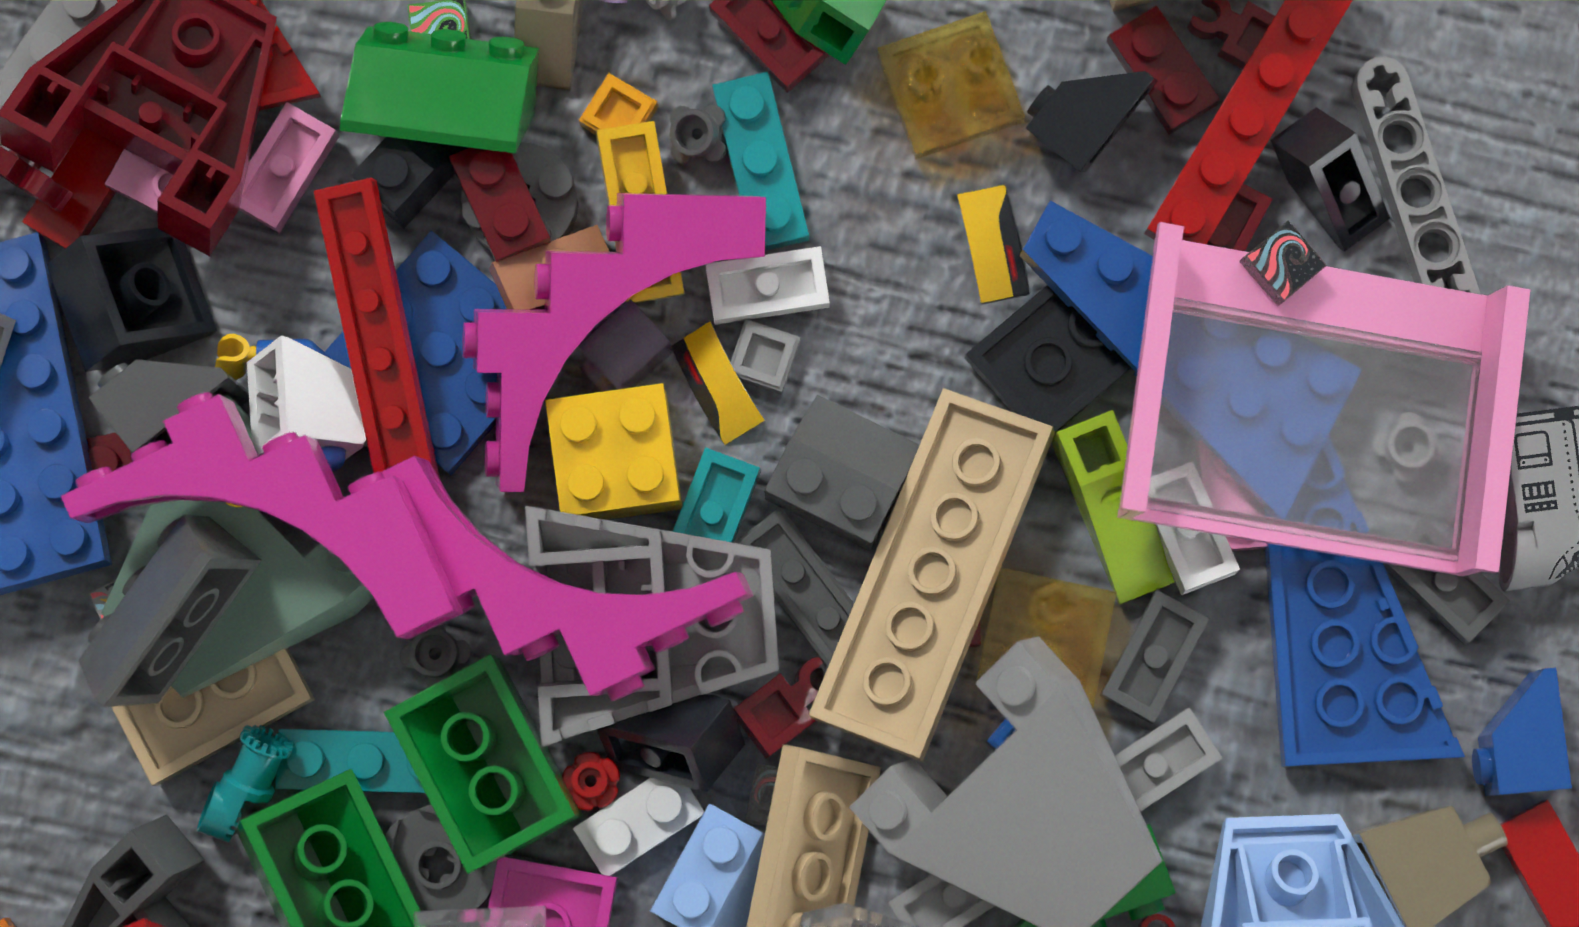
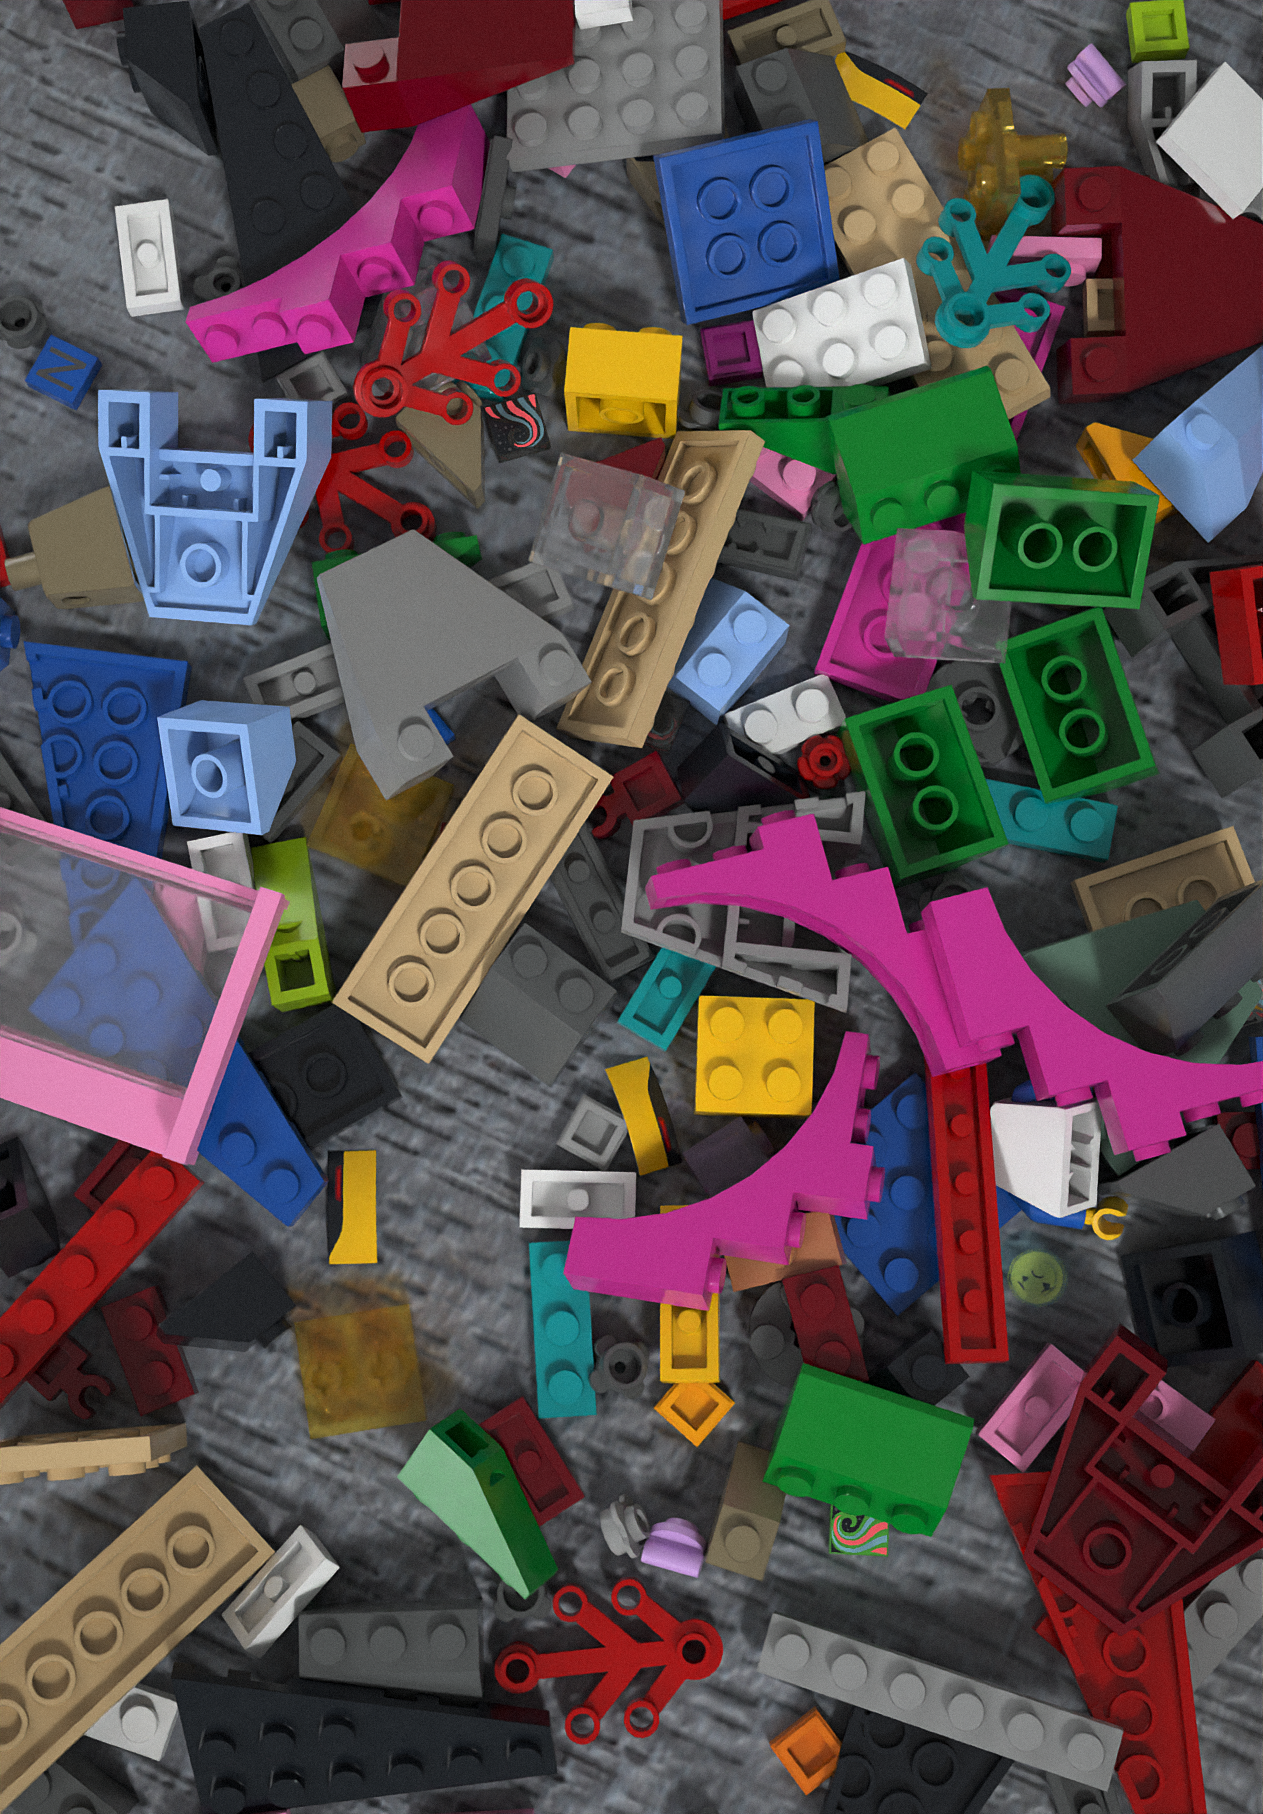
camera: 170 degrees left, 0 degrees up
(246, 781) = (1146, 811): teal connector -> none
(297, 294) = (1037, 1277): none -> clear light blue tile
(1216, 657) = (227, 764): none -> light blue slope
(1283, 263) = (76, 1116): tile -> none

